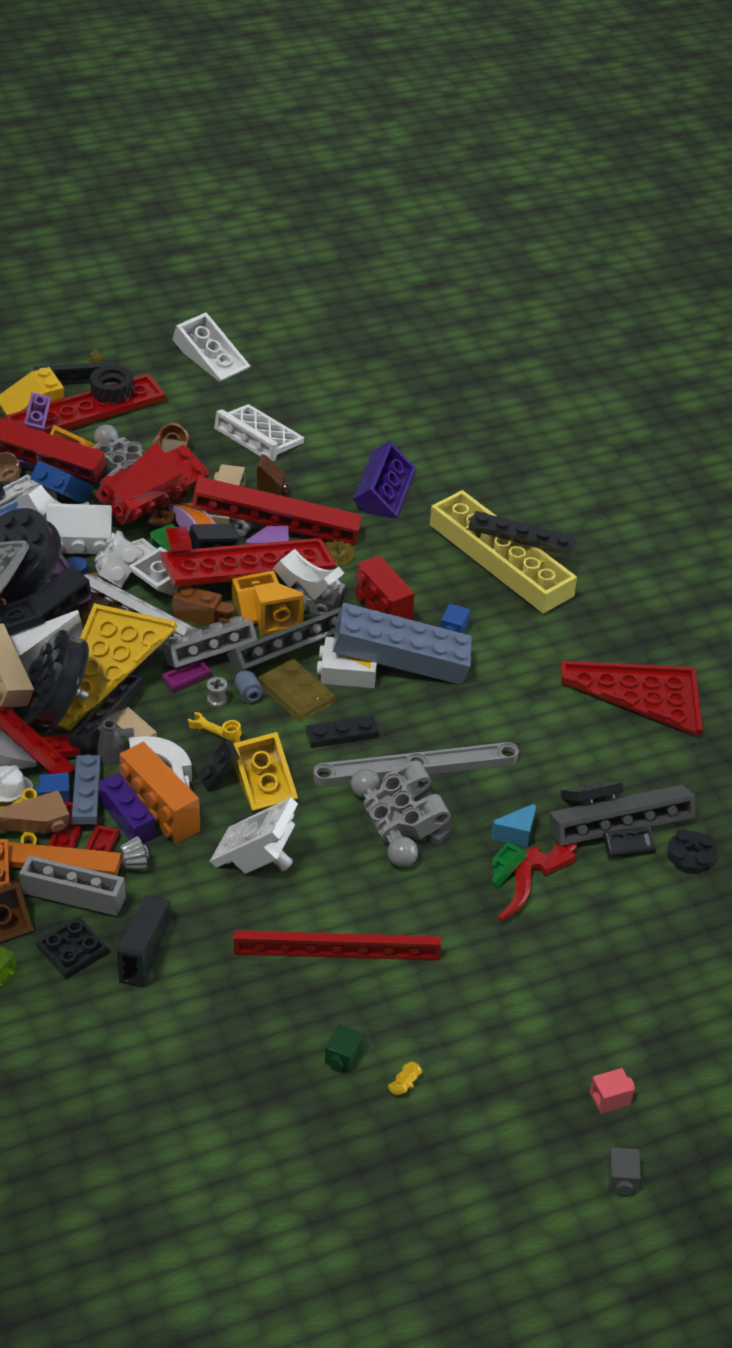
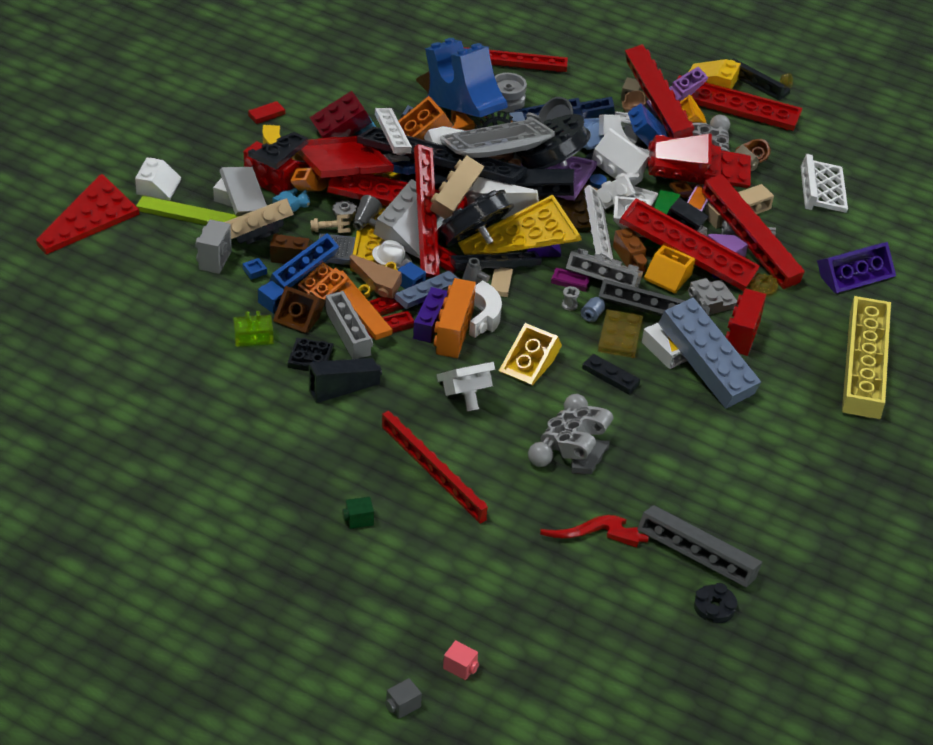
camera: 50 degrees right, 0 degrees up
(111, 393) = (766, 89): black tyre -> none
(134, 854) = (400, 337): light grey piece -> none
(178, 539) = (659, 200): red tile -> none
(209, 347) = (866, 118): white slope -> none
(219, 765) = (511, 328): black plate -> none
(230, 729) = (544, 320): yellow brick -> none
(270, 477) = (779, 212): reddish brown slope -> none
(277, 607) = (667, 277): light orange slope -> none
(315, 580) = (707, 273): white arch -> none
(405, 1078) = (368, 554): yellow piece -> none
(433, 762) = (636, 430): light grey beam -> none
(455, 618) = (771, 371): blue brick -> none
(506, 862) = (591, 510): green tile -> none
(515, 826) = (628, 499): dark azure slope -> none
(522, 533) = (887, 353): black plate -> none
(587, 793) = (693, 515): black tile -> none
(629, 841) = (682, 563): black plate -> none
(651, 690) = (836, 504): red wing -> none

